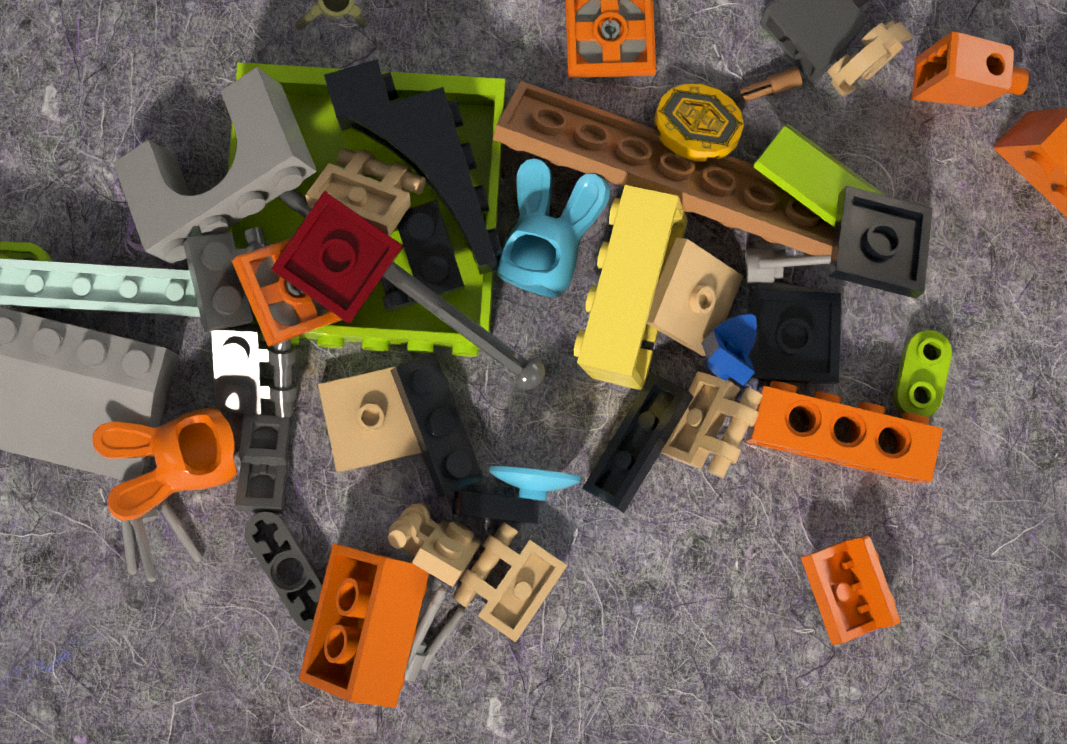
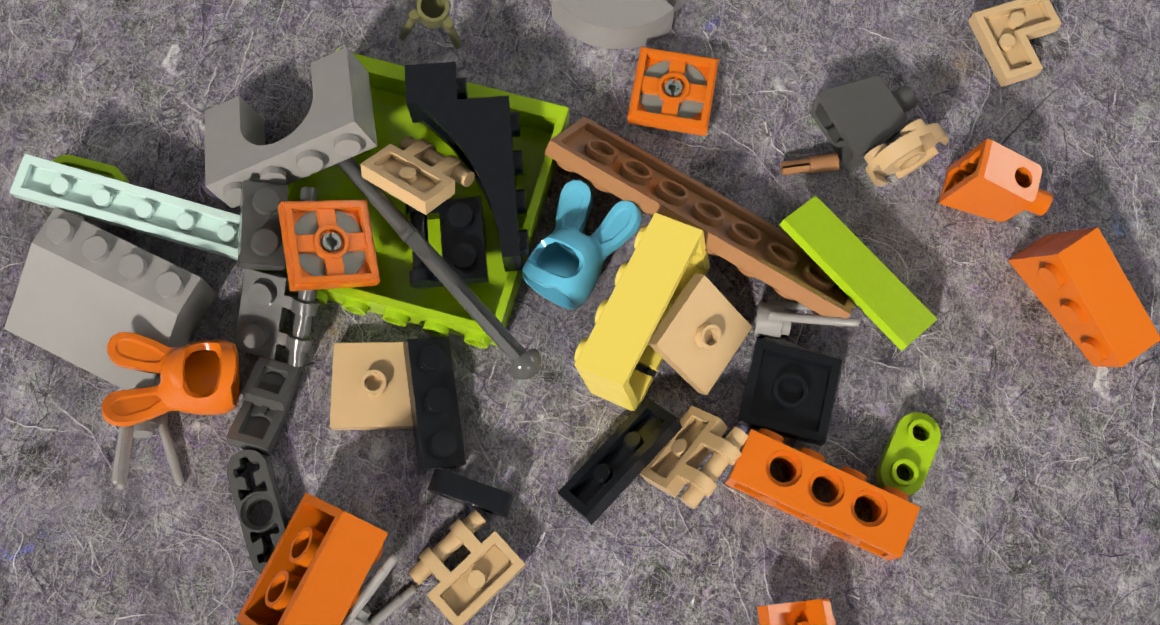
camera: 15 degrees right, 10 degrees down
(337, 257) = (372, 221): dark red plate -> none
(438, 548) = (398, 517): tan plate -> none
(534, 482) = (511, 472): medium azure dish -> none
(698, 122) = (737, 181): yellow tile -> none
(729, 348) = (727, 385): blue plate -> none
(881, 242) = (888, 313): black plate -> none

